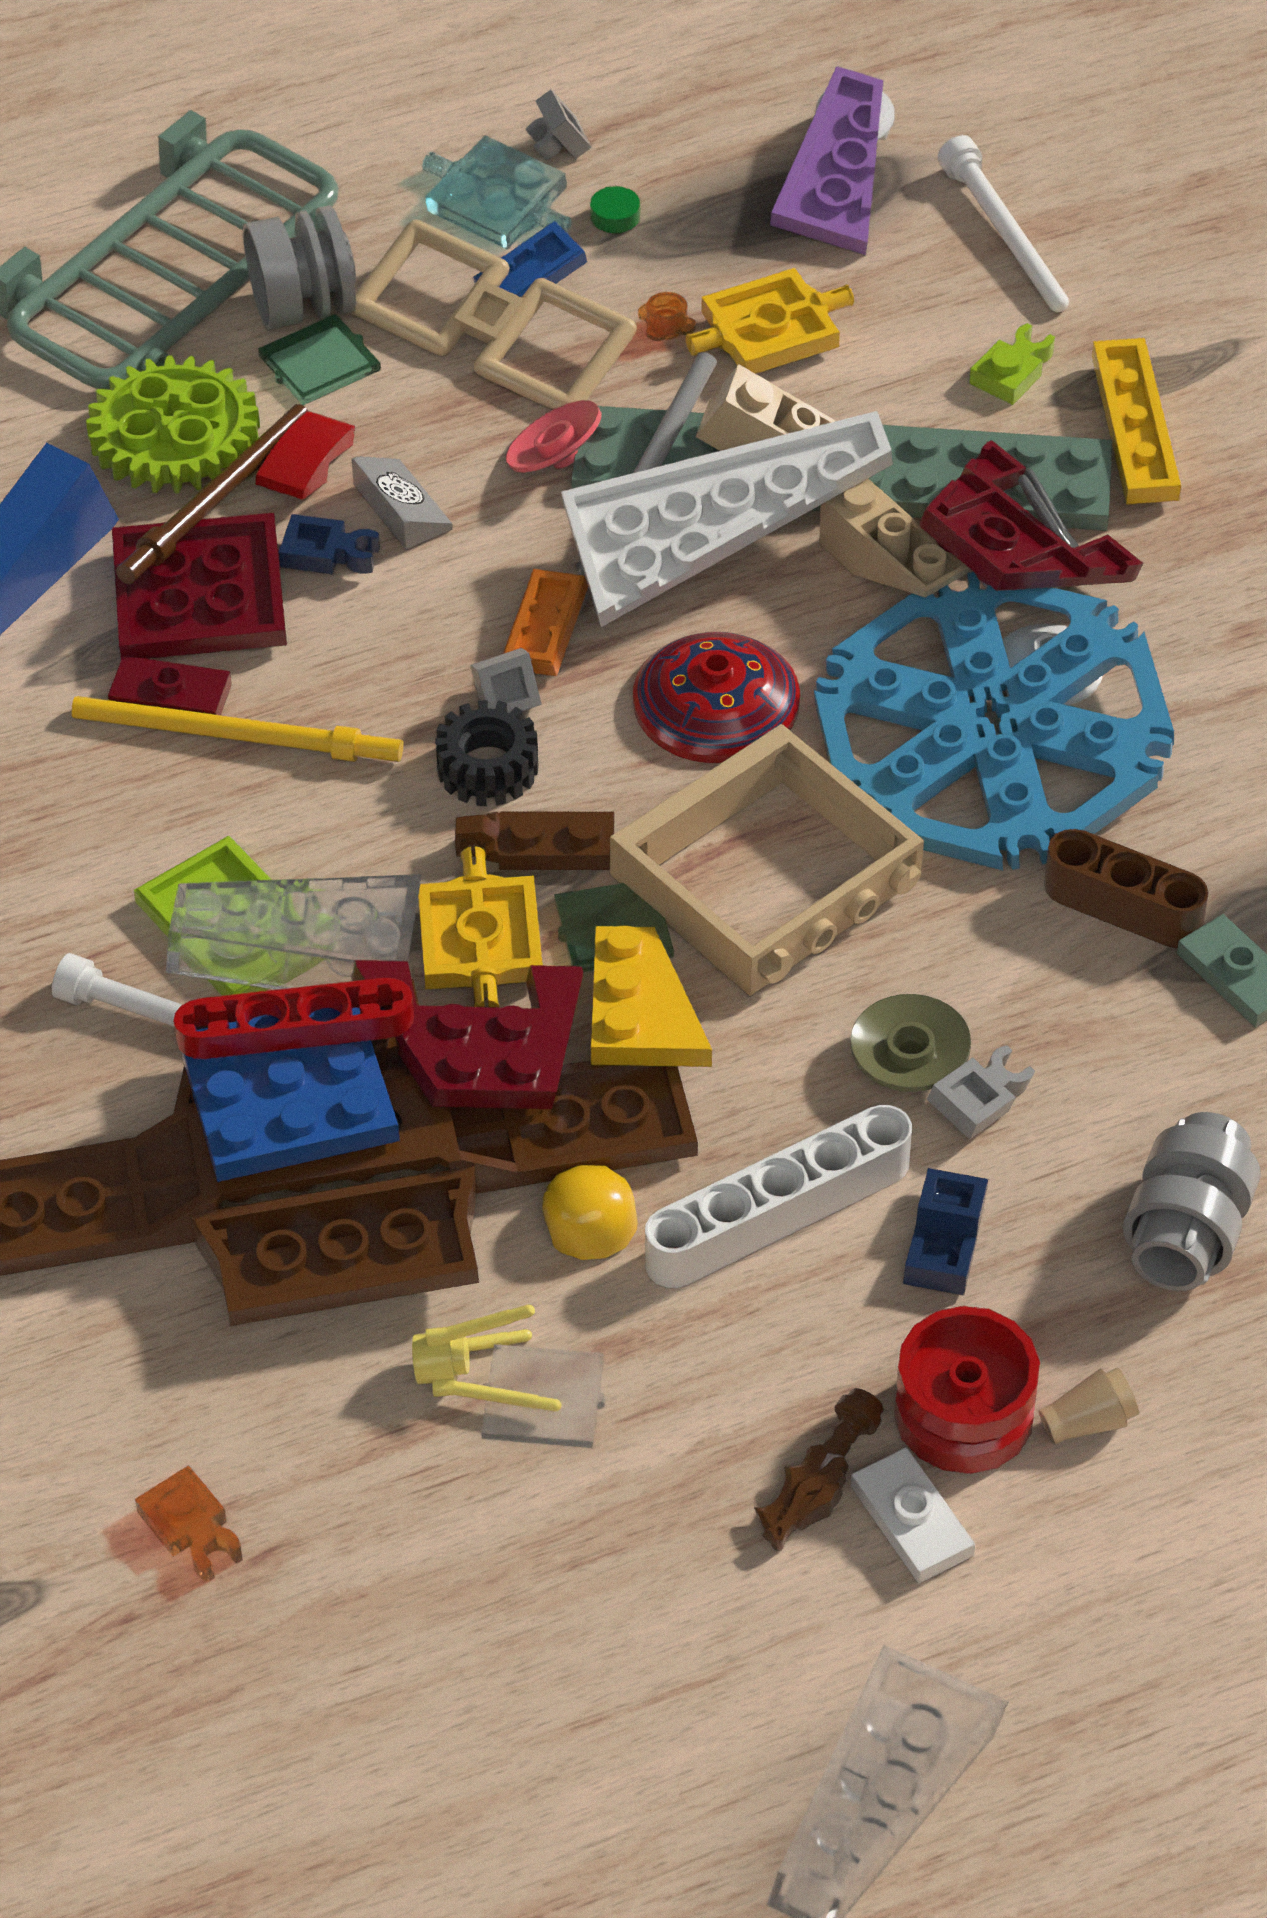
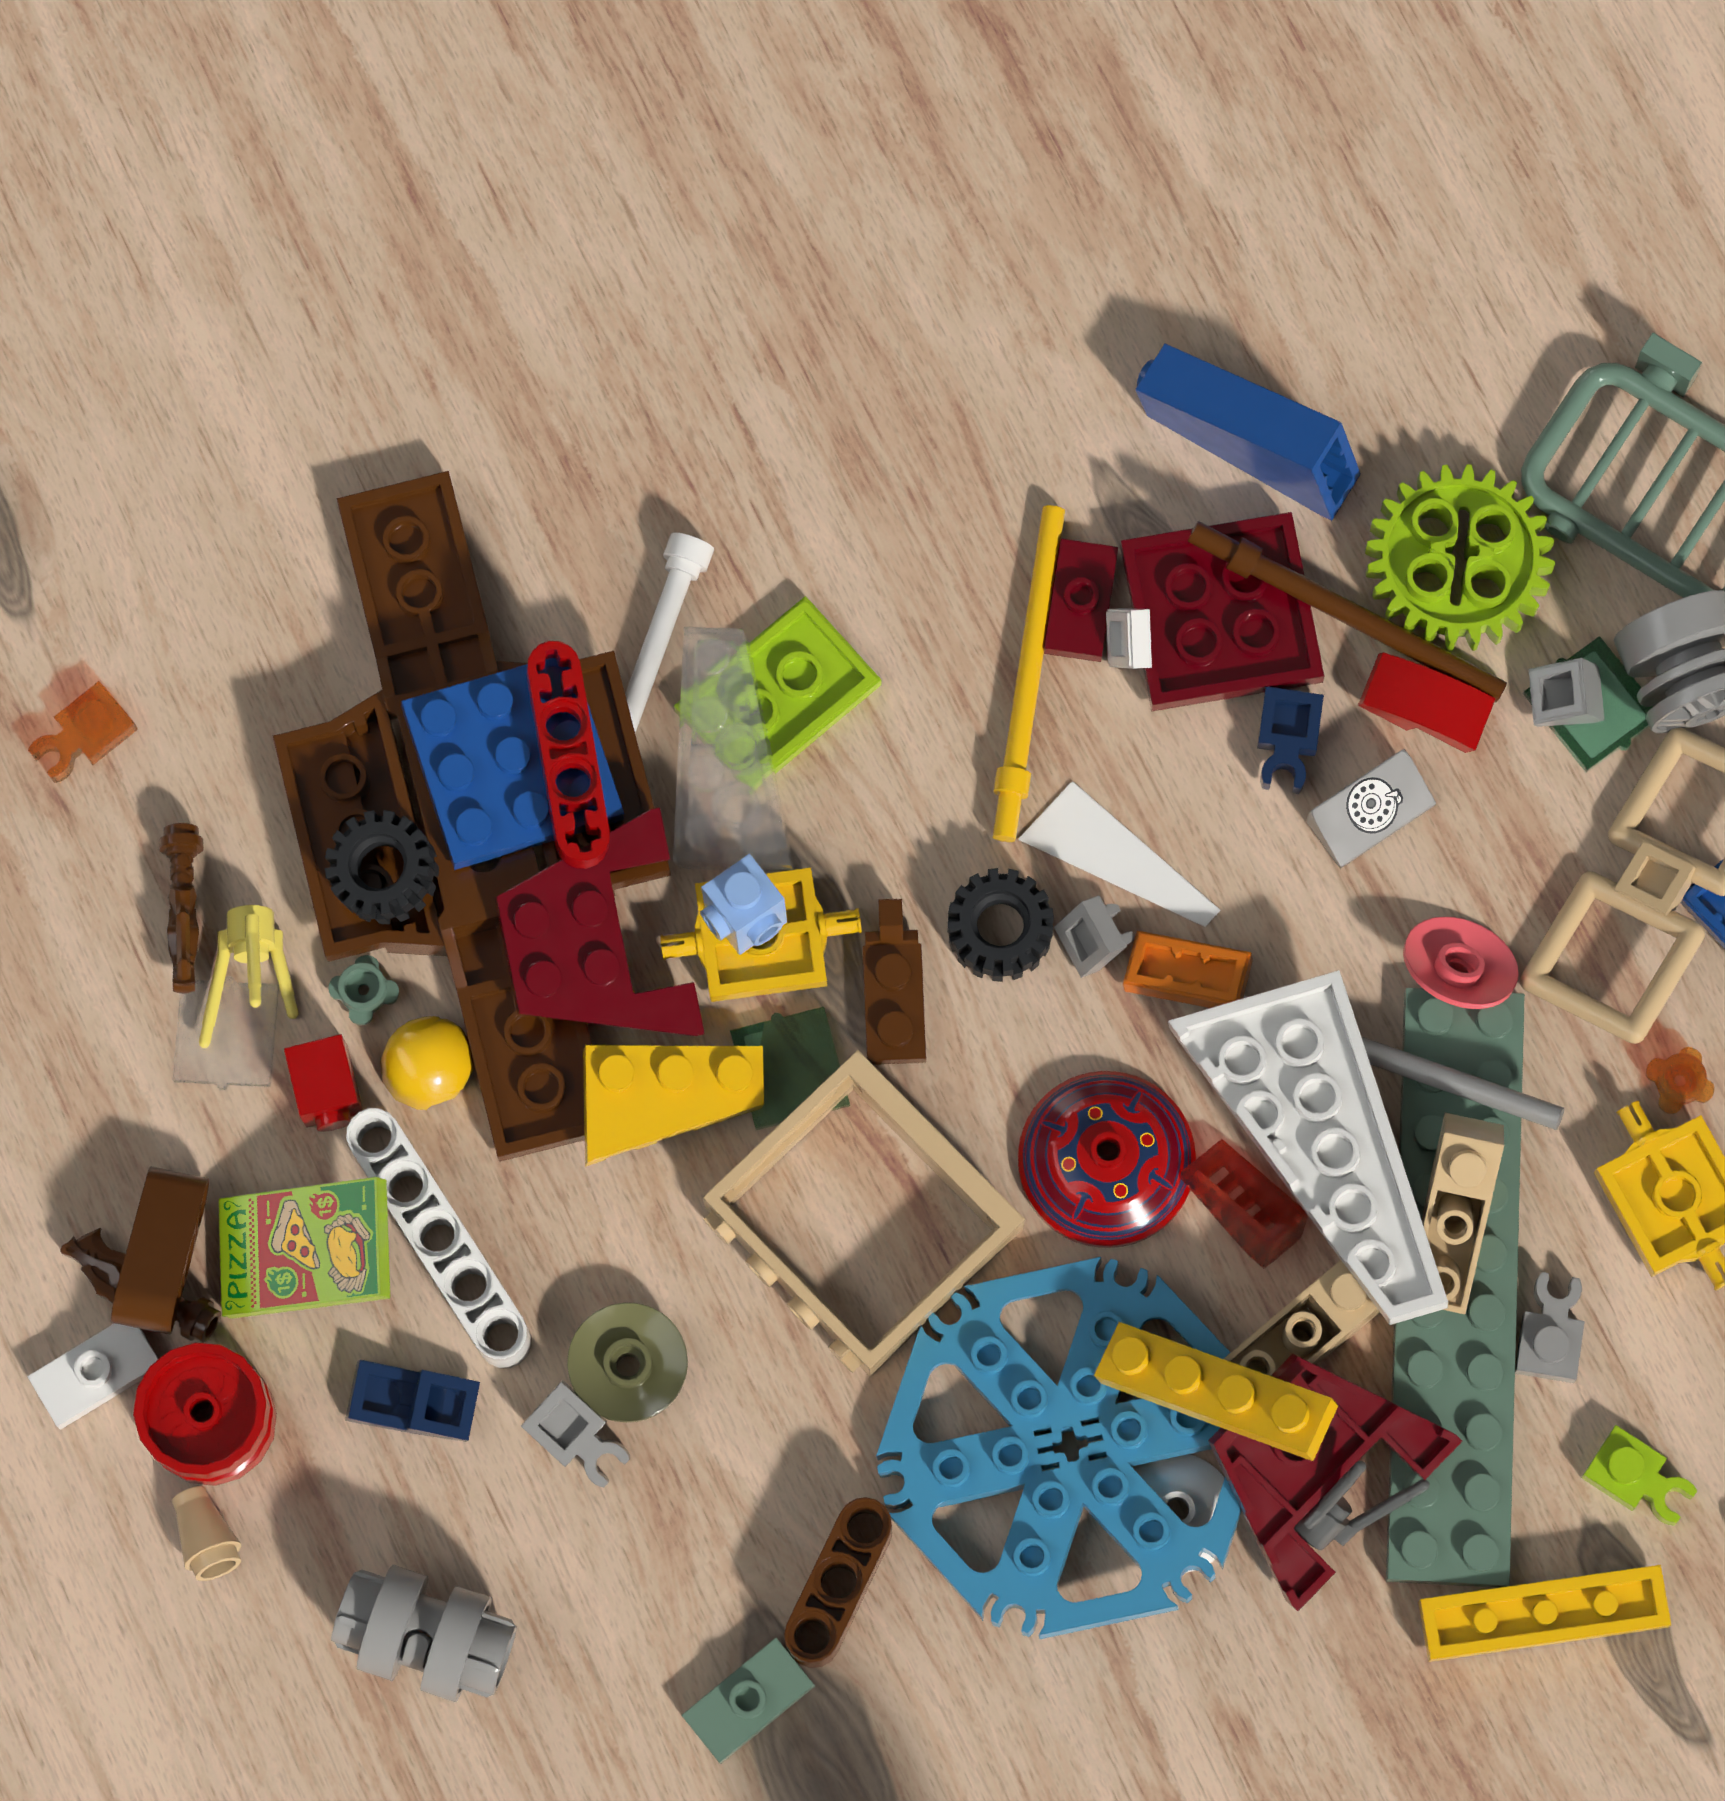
camera: 90 degrees right, 25 degrees up
(218, 640) = (1129, 638): none -> white tile
(310, 364) = (1566, 693): none -> light grey slope
(392, 1164) = (361, 839): none -> black tyre
(408, 696) = (1096, 842): none -> white sticker
(420, 1422) = (181, 845): none -> reddish brown piece
(459, 909) = (743, 906): none -> light blue brick
(508, 1250) = (363, 972): none -> sand green plate
(609, 1291) = (324, 1083): none -> red brick
(767, 589) = (1249, 1232): none -> clear red slope
(788, 1428) = (160, 1250): none -> reddish brown beam
(789, 1302) = (304, 1248): none -> tile
(894, 404) = (1550, 1340): none -> light grey plate
(954, 570) = (1216, 1391): none -> yellow plate

